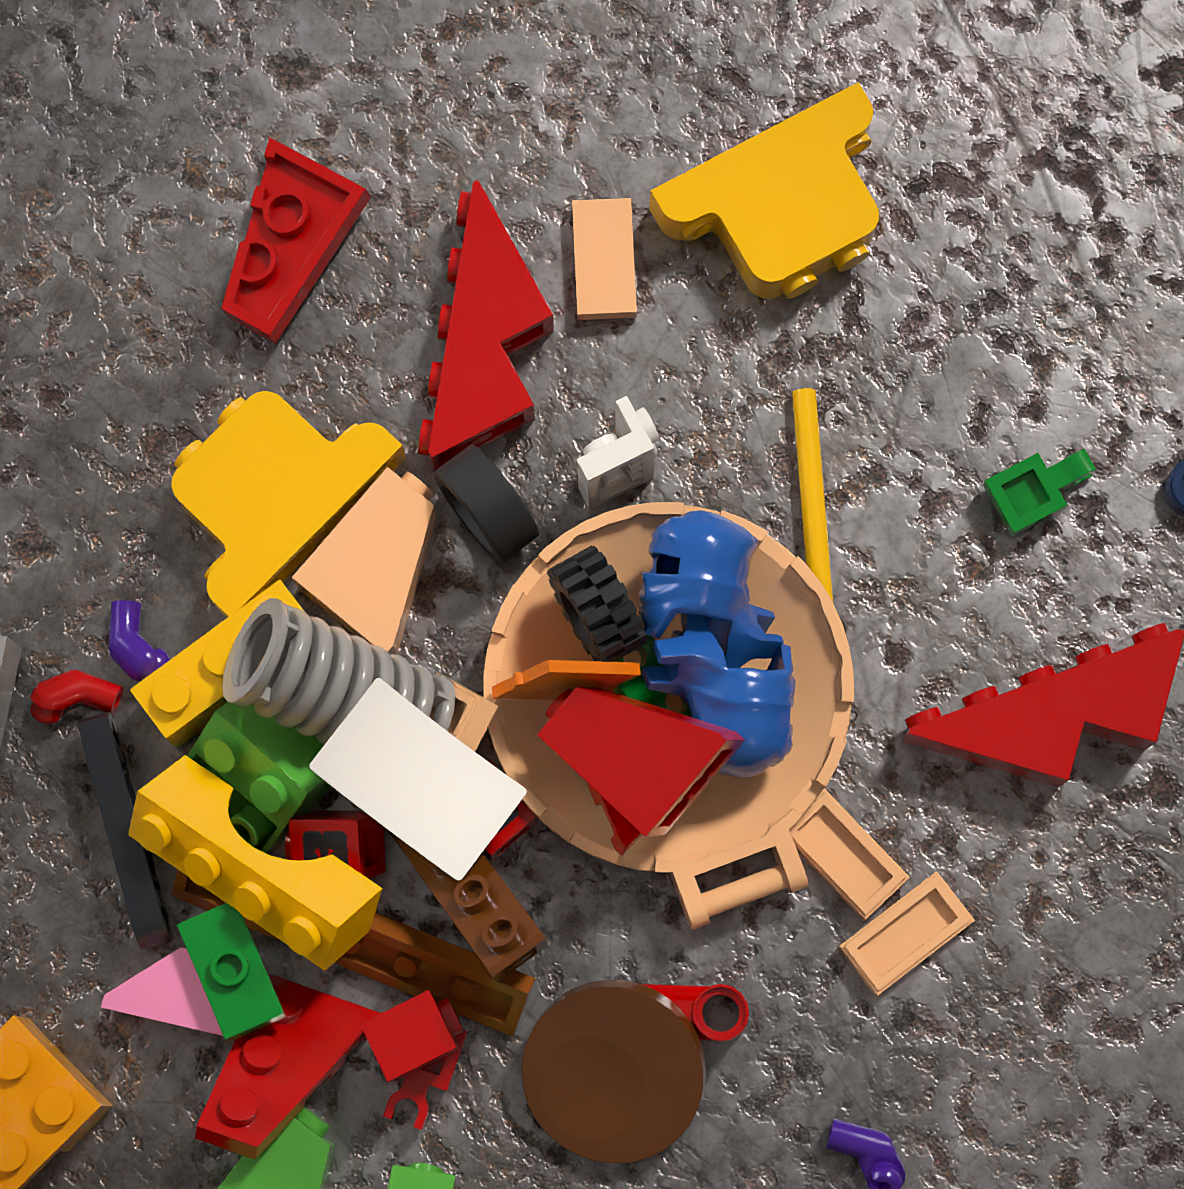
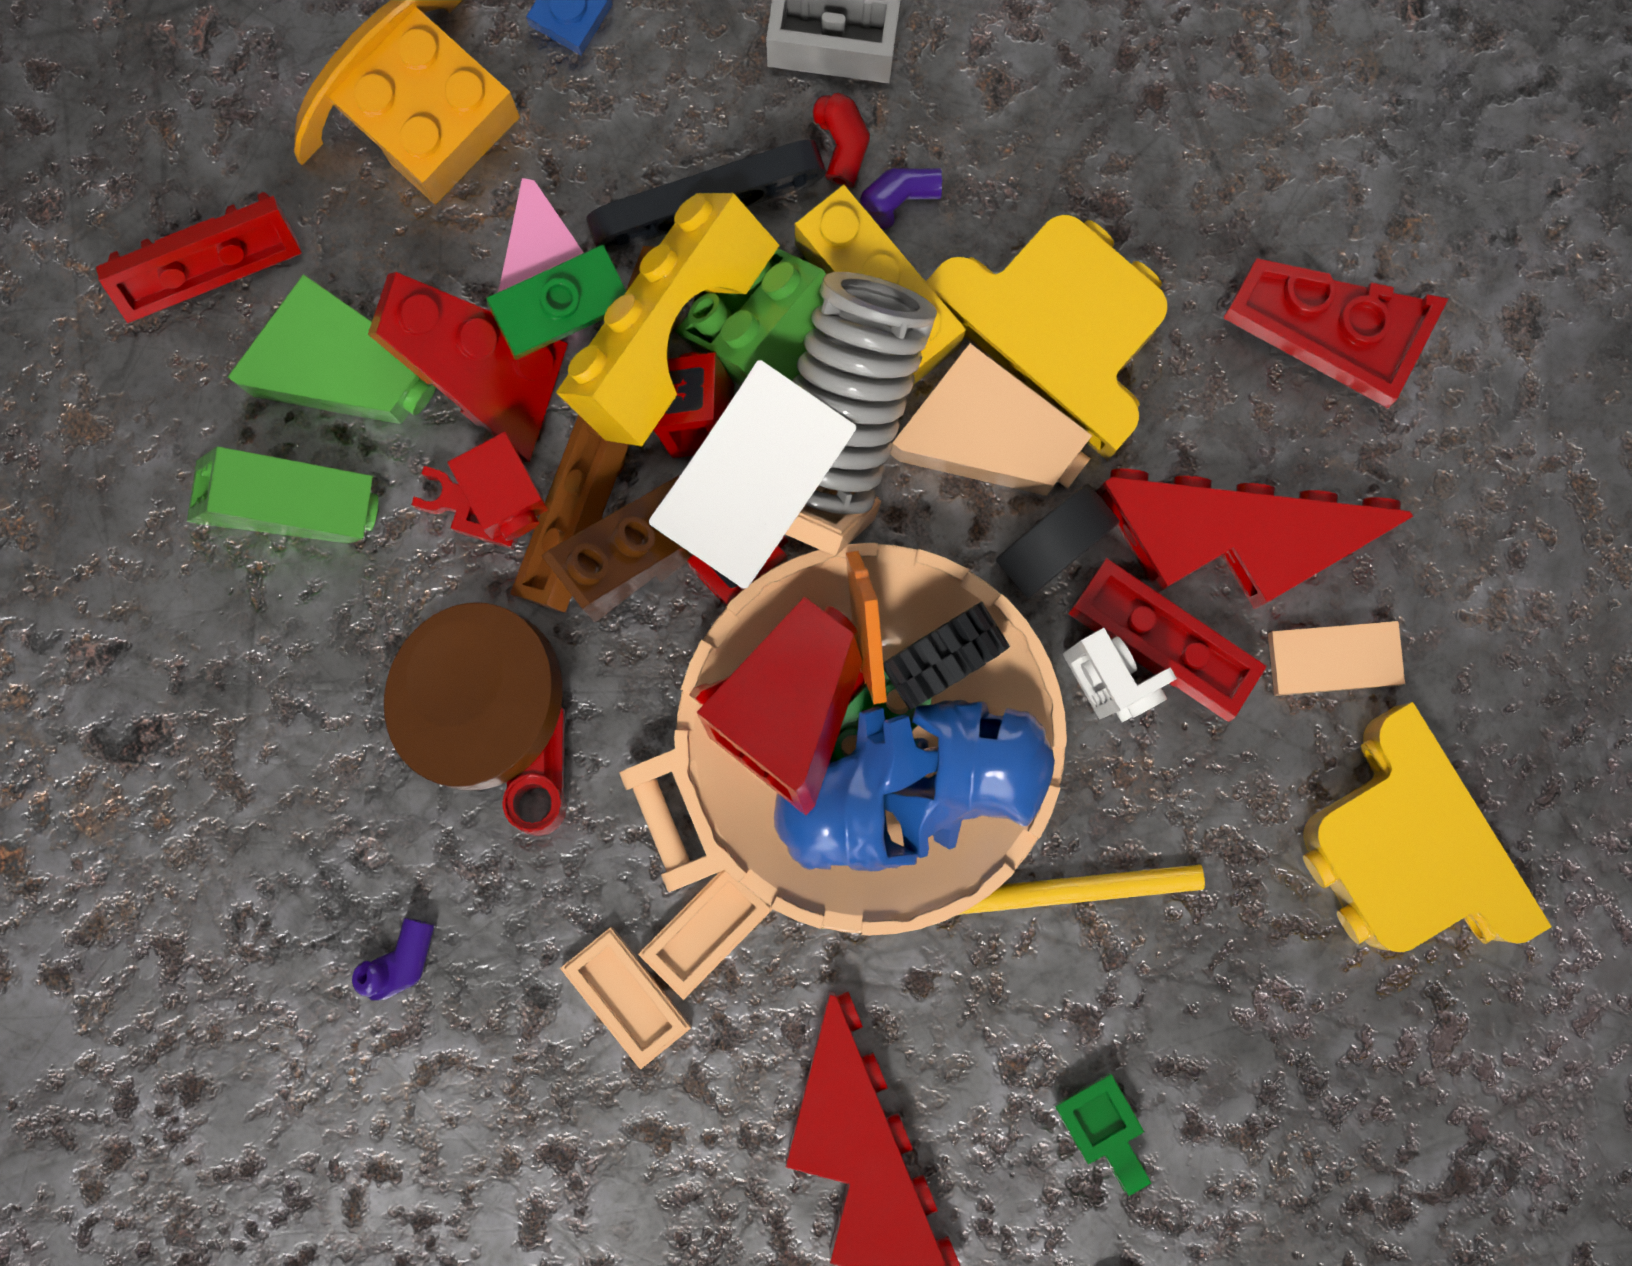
camera: 85 degrees right, 5 degrees up
(583, 408) = (1167, 637): none -> red plate

